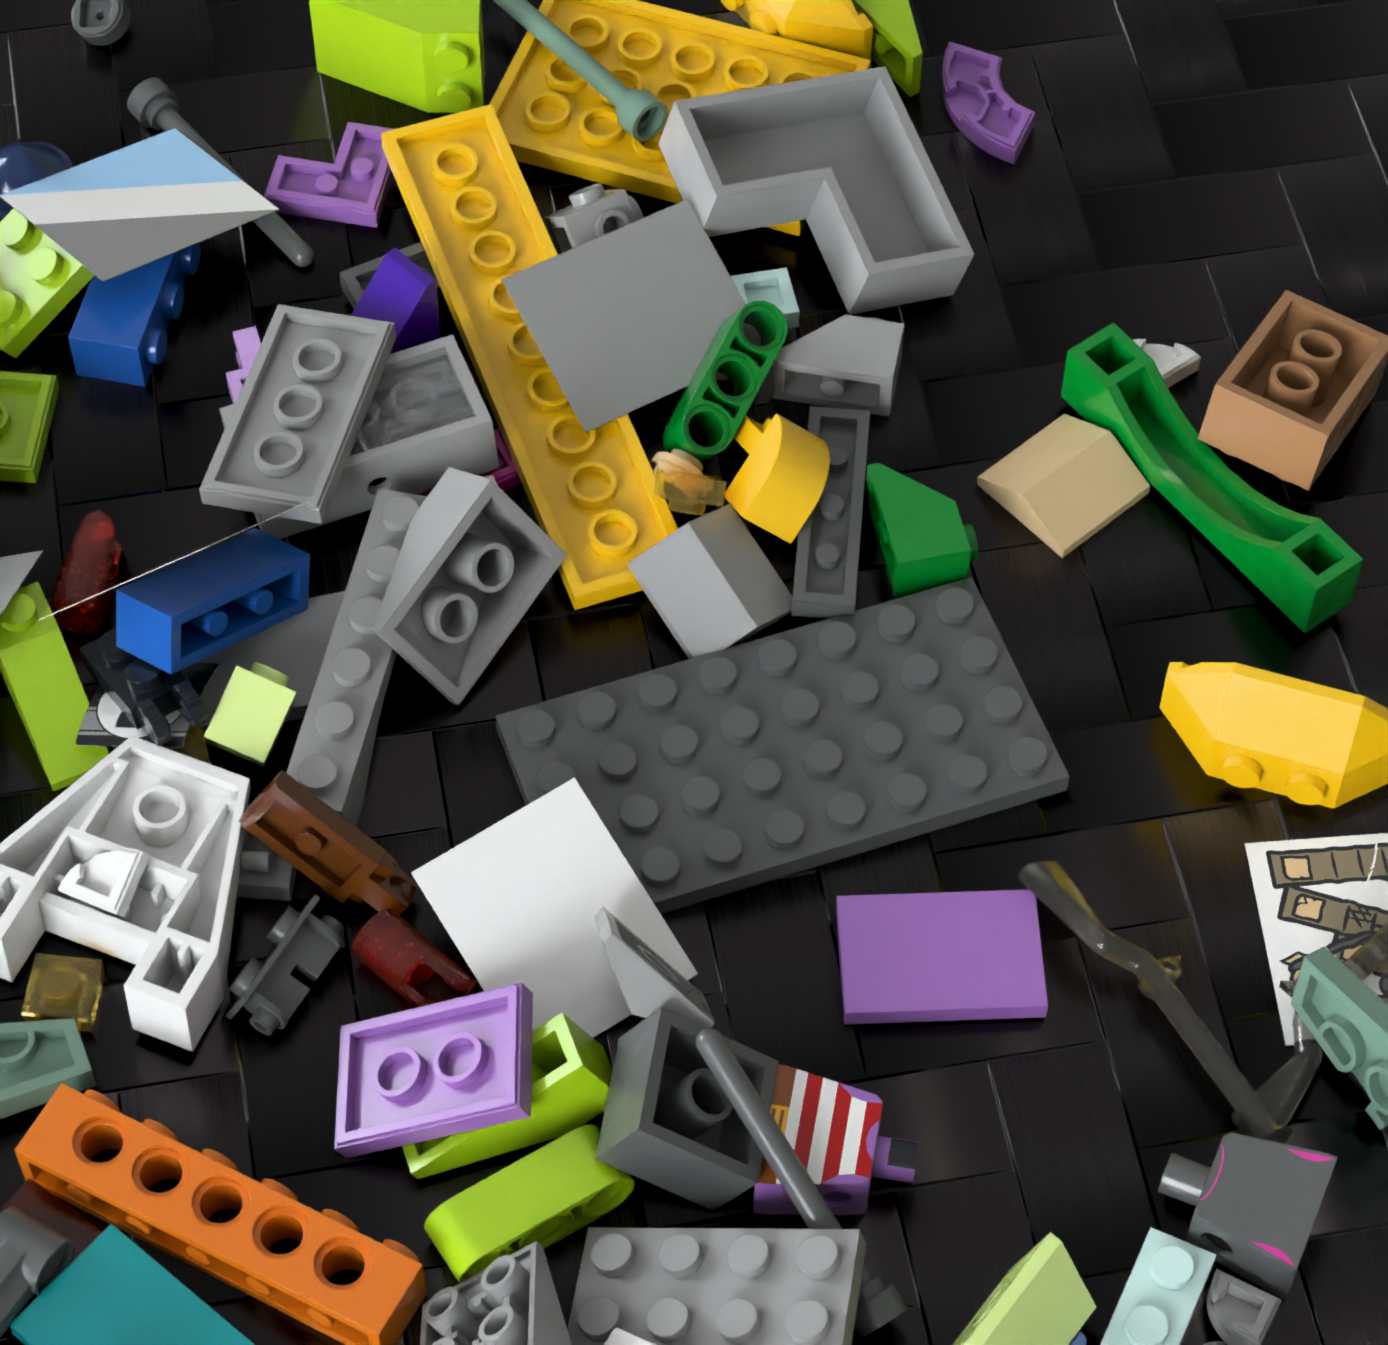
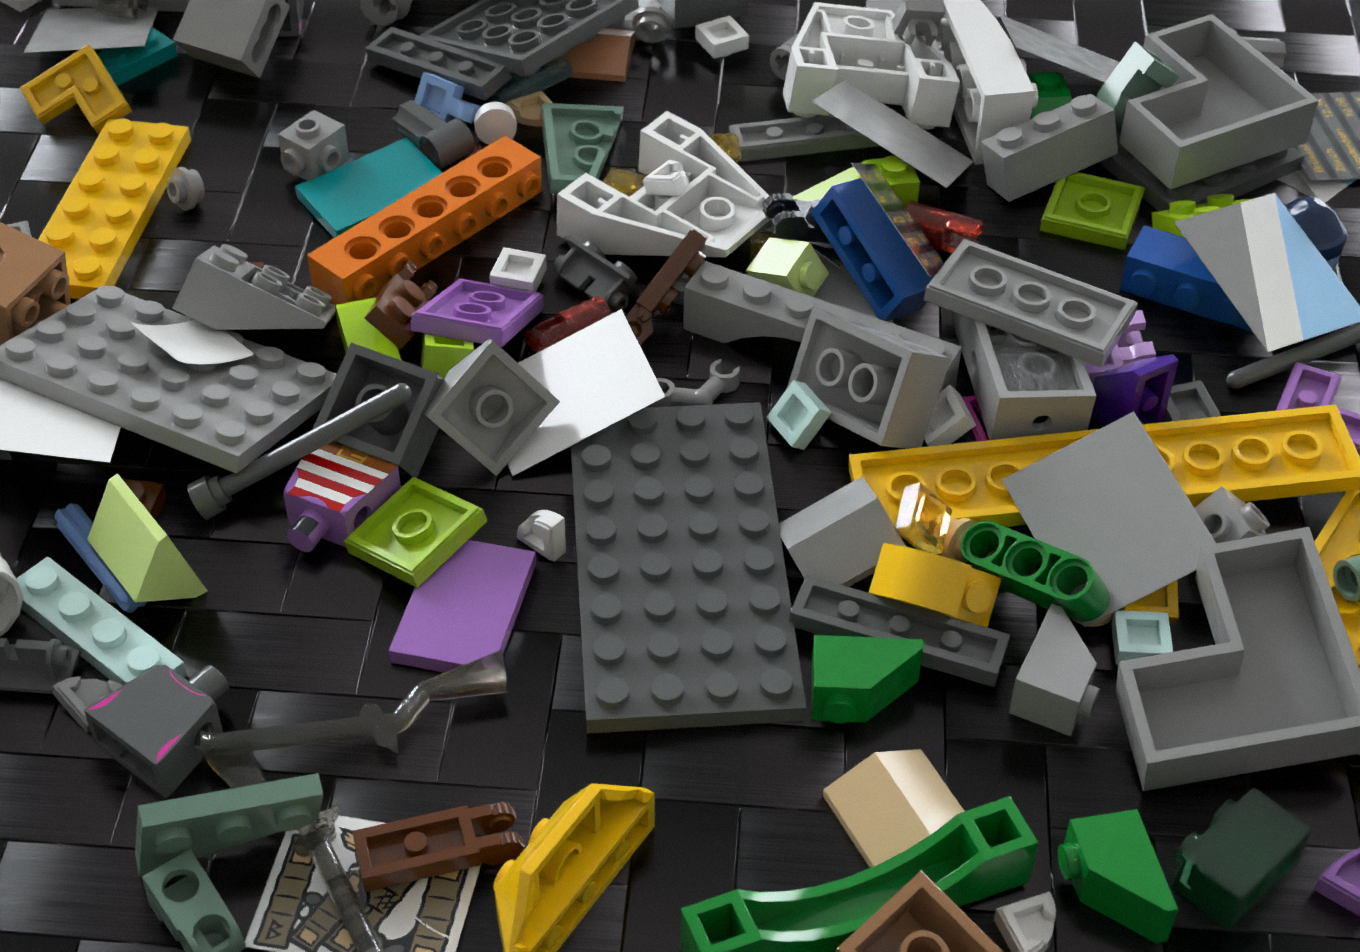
camera: 105 degrees right, 10 degrees down
(302, 1069) = (518, 269): none -> white plate
(445, 1174) = (396, 304): none -> reddish brown hinge
(495, 788) = (705, 395): none -> light grey arm
(514, 664) = (798, 415): none -> light aqua plate
(802, 897) = (544, 533): none -> white tile
(856, 1027) = (415, 531): none -> lime tile
(1023, 202) = (1239, 857): none -> clear green brick
(1074, 290) = (1119, 872): none -> green slope
(1293, 873) = (436, 844): none -> reddish brown hinge

